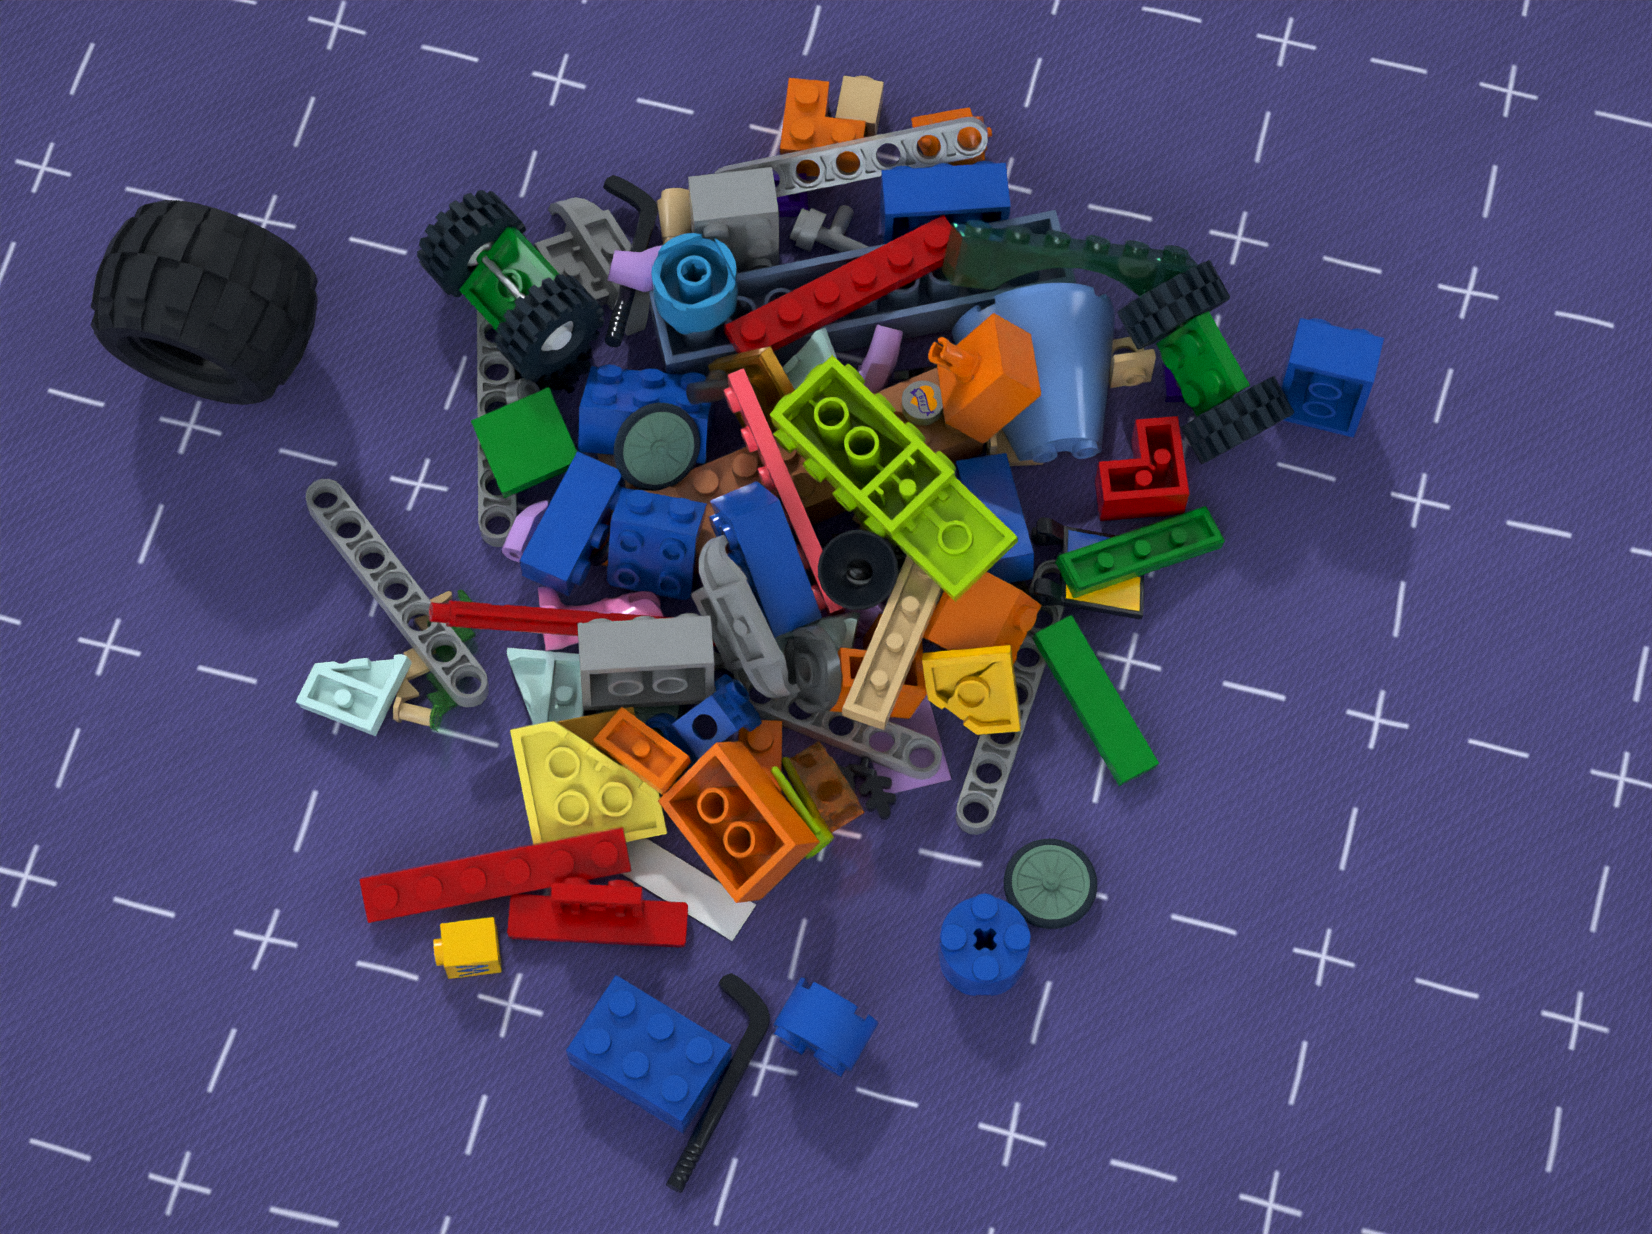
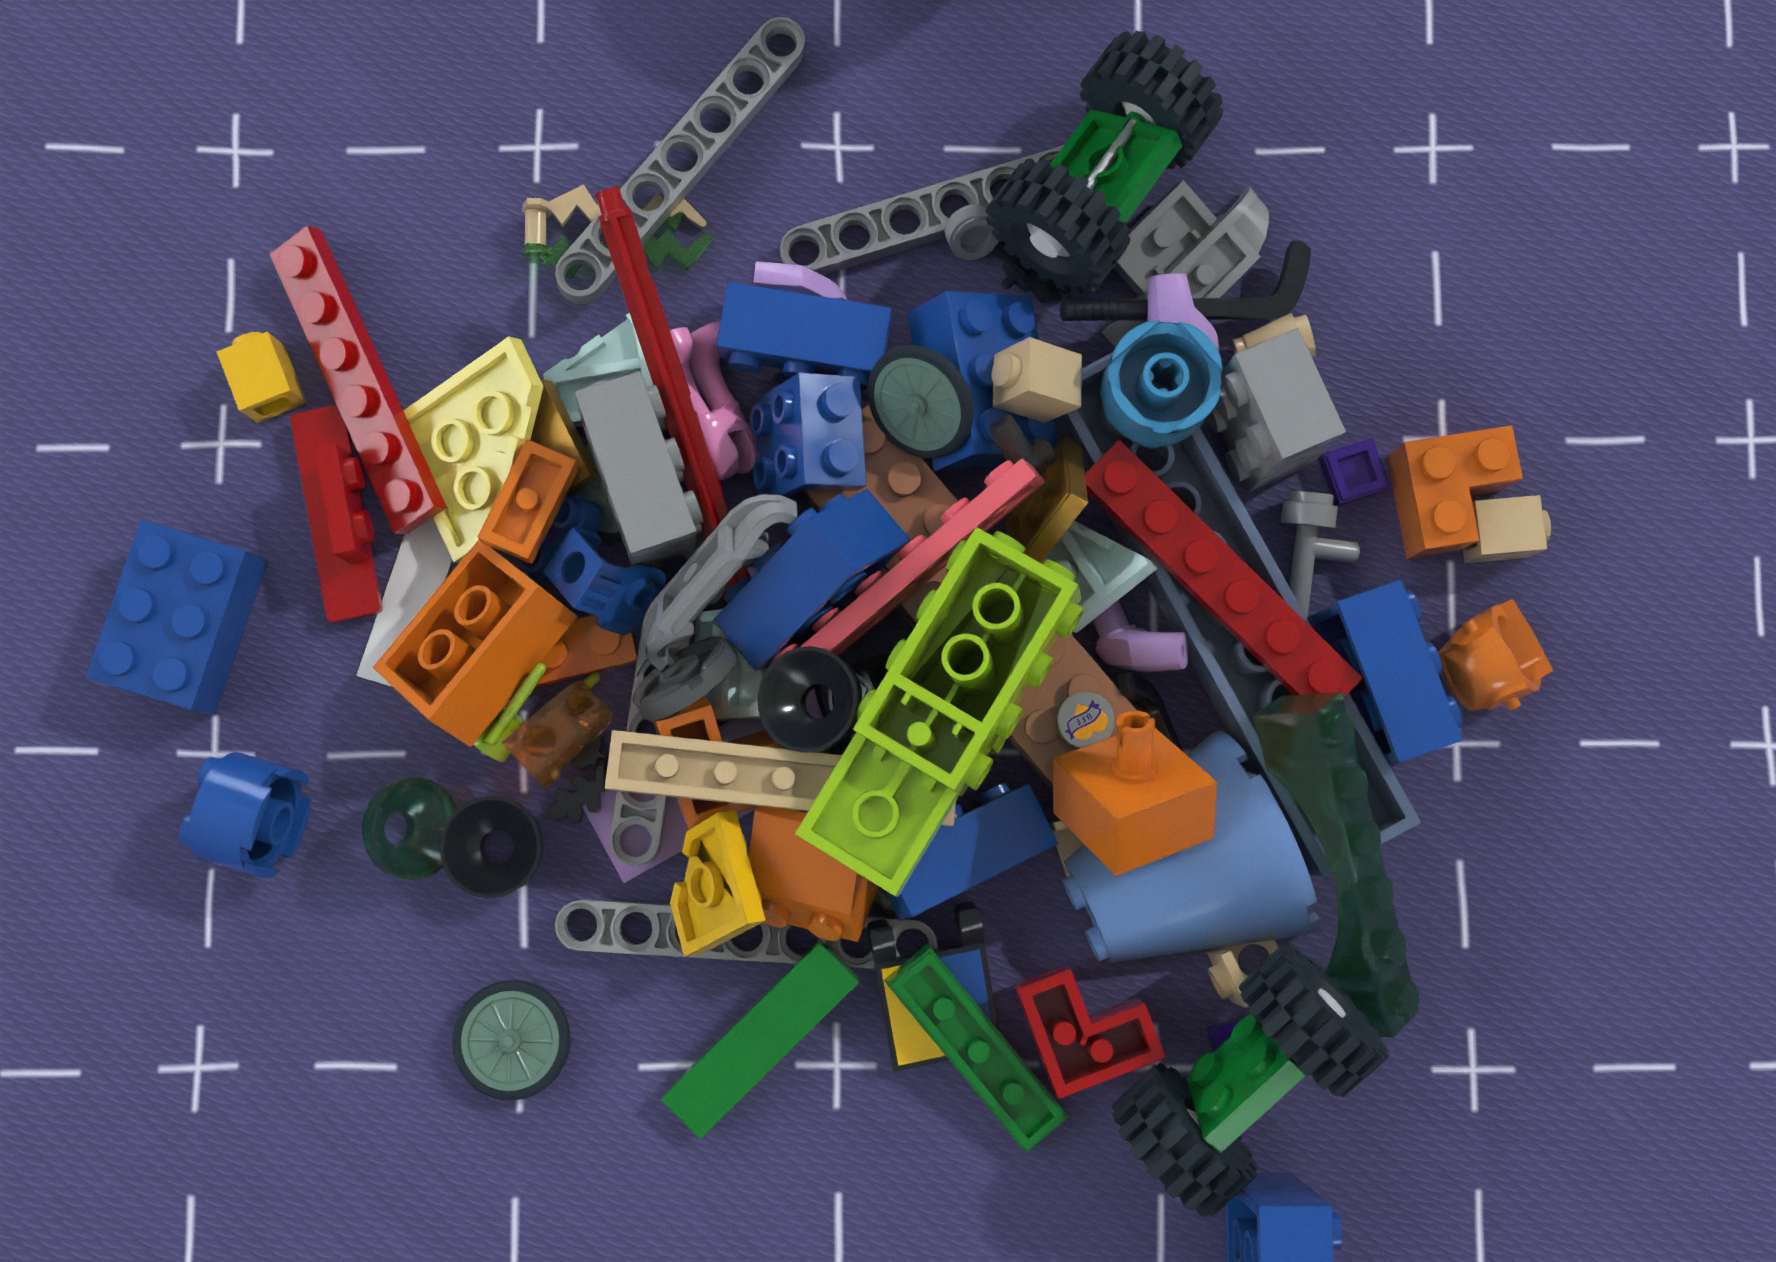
camera: 75 degrees right, 15 degrees up
(354, 691) = (541, 150): light aqua wing -> none
(525, 442) = (904, 248): green tile -> none
(665, 364) = (1037, 380): none -> tan brick
(755, 1032) = (261, 734): black piece -> none
(866, 150) = (1431, 551): light grey beam -> none
(868, 912) = (426, 812): none -> piece
(902, 835) = (464, 840): none -> black piece
(983, 921) = (369, 987): blue brick -> none

